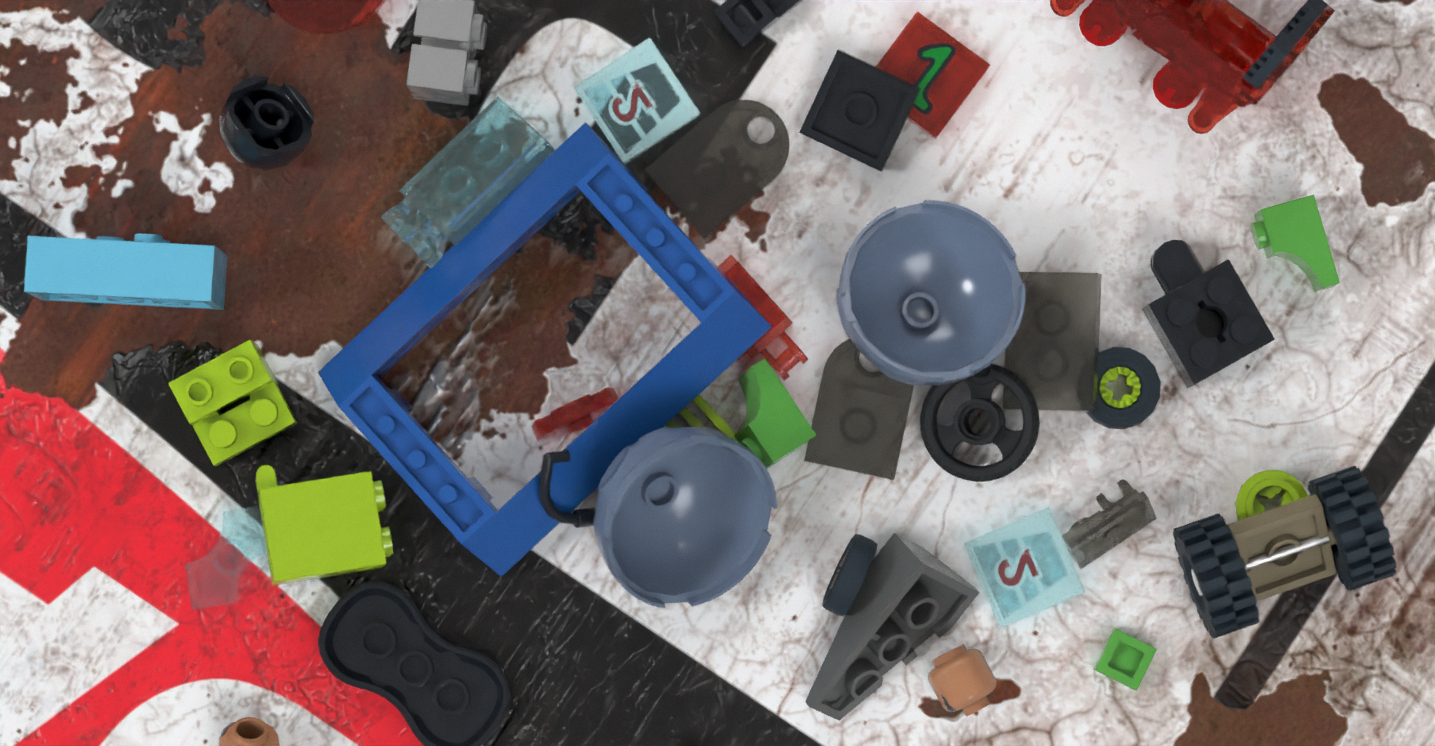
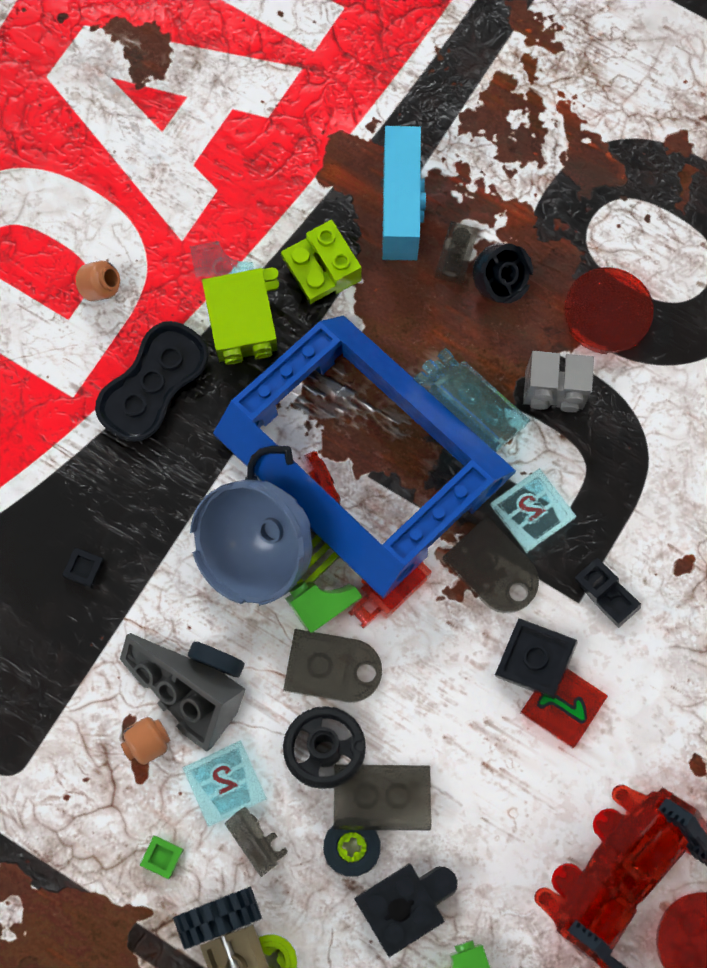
camera: 85 degrees right, 10 degrees down
(220, 193) = (456, 253): none -> clear smoke plate
(930, 293) = (410, 703): sand blue rock -> none

